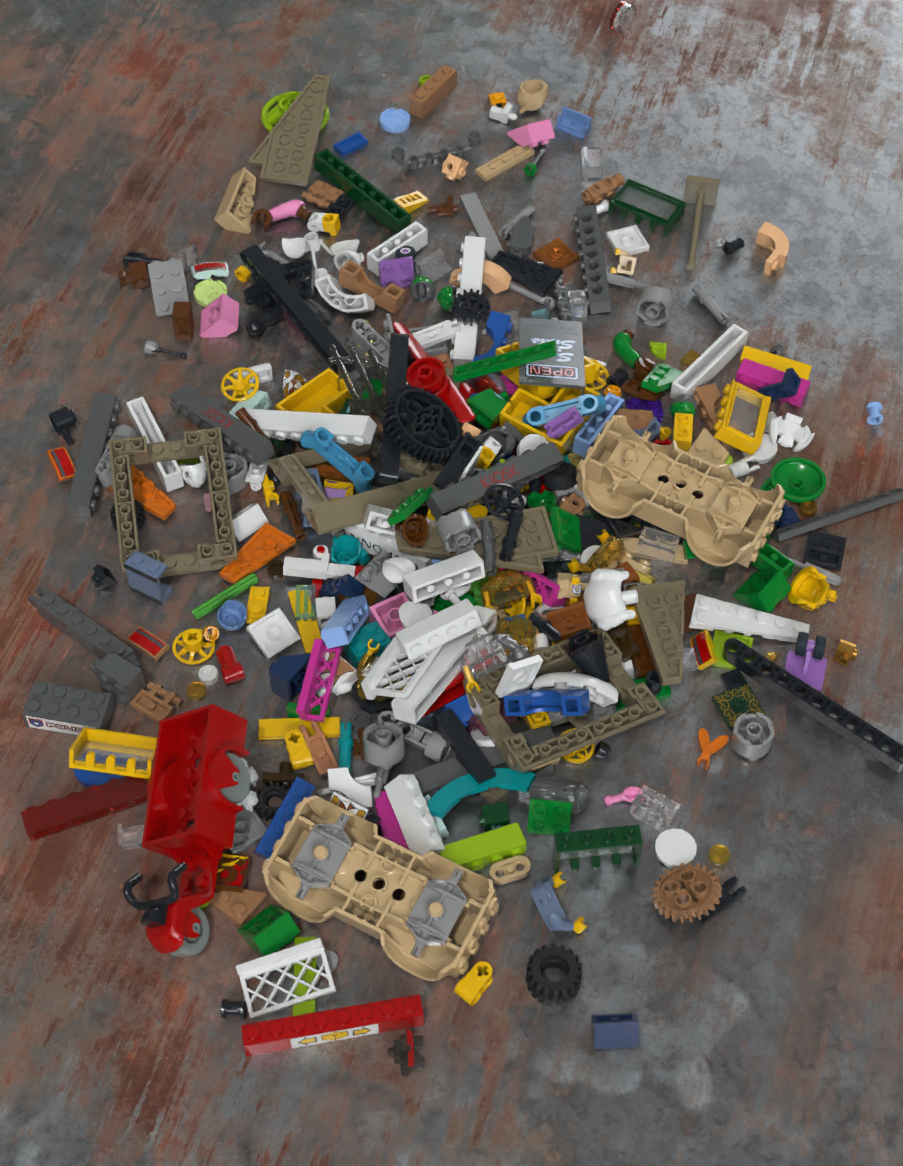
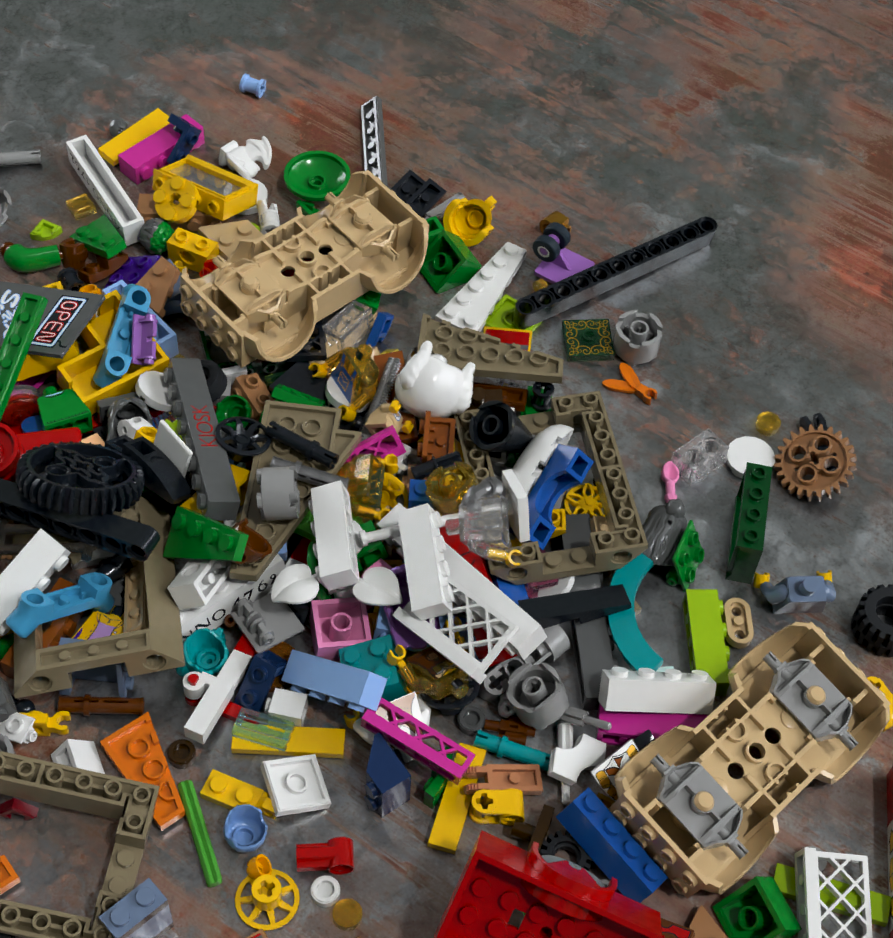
camera: 75 degrees left, 0 degrees up
(494, 816) = (665, 614): dark green brick -> none
(671, 566) = (380, 328): none -> blue tile
(710, 401) = (168, 192): none -> yellow plate
(733, 679) = (552, 332): black tile -> none

